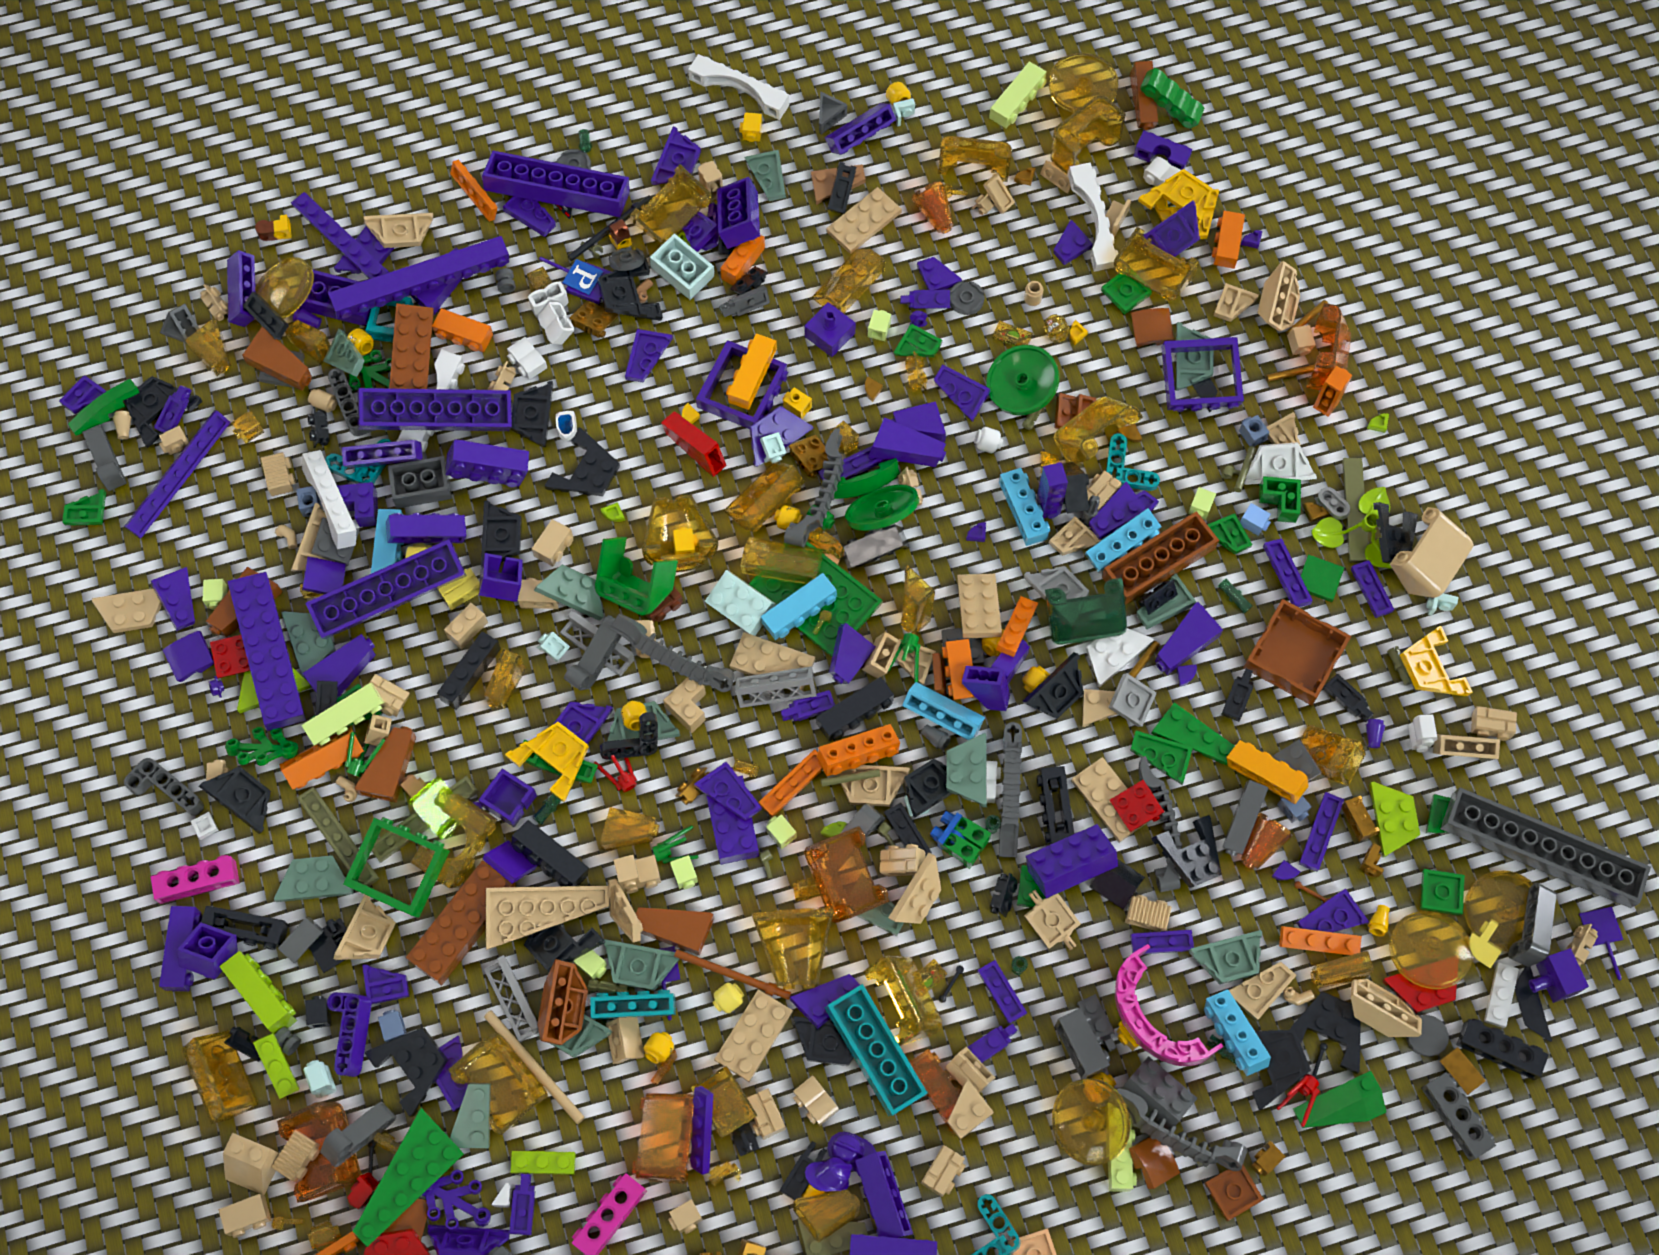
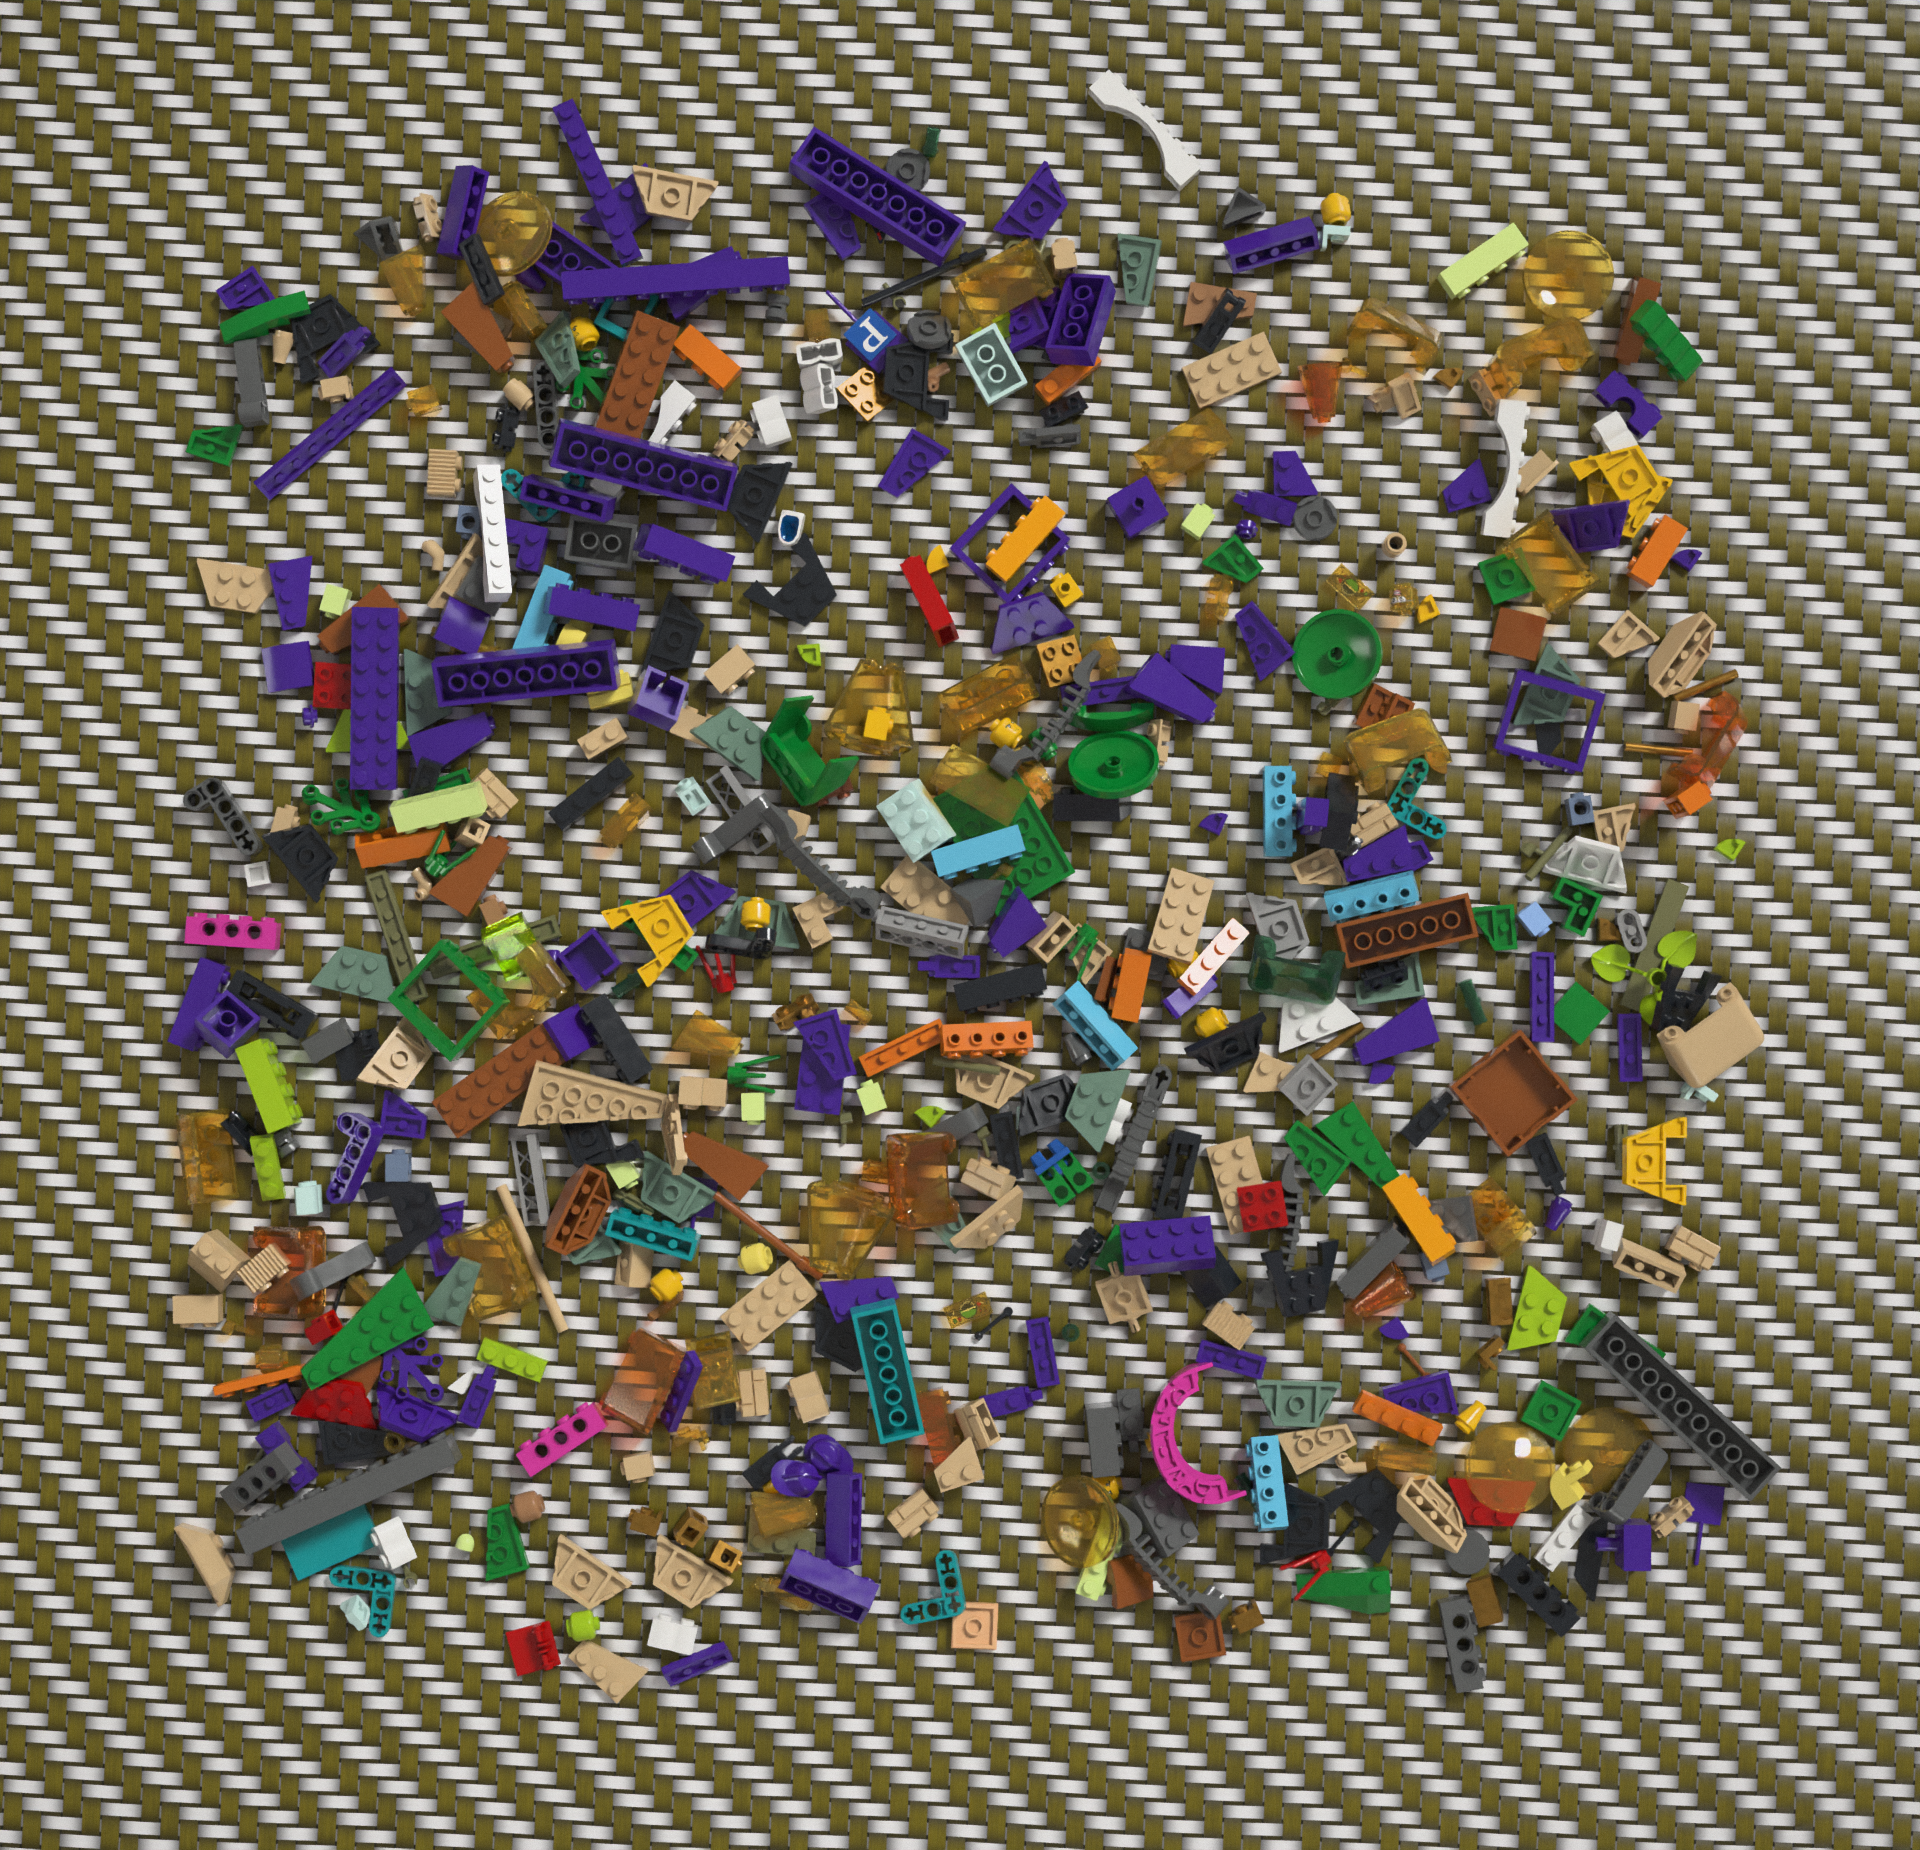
camera: 20 degrees right, 20 degrees up
(275, 229) = (523, 140): leg -> none
(317, 1012) = (325, 1124): black brick -> none
(473, 190) = (774, 161): orange plate -> none
(619, 233) = (931, 295): copper leg -> none
(751, 127) = (1140, 194): yellow brick -> none
(773, 448) = (1017, 642): light aqua bracket -> none
(812, 645) = (978, 898): none -> dark grey slope
(872, 388) = (1160, 599): pearl gold tile -> none
(909, 995) = (941, 1327): clear yellow windscreen -> none
(915, 602) = (1106, 895): clear yellow slope -> none
(988, 440) = (1269, 714): white head -> none
(988, 686) = (1151, 1018): dark purple slope -> none
(1202, 502) = (1481, 879): yellowish green brick -> none
(1321, 831) = (1451, 1300): dark purple plate -> none

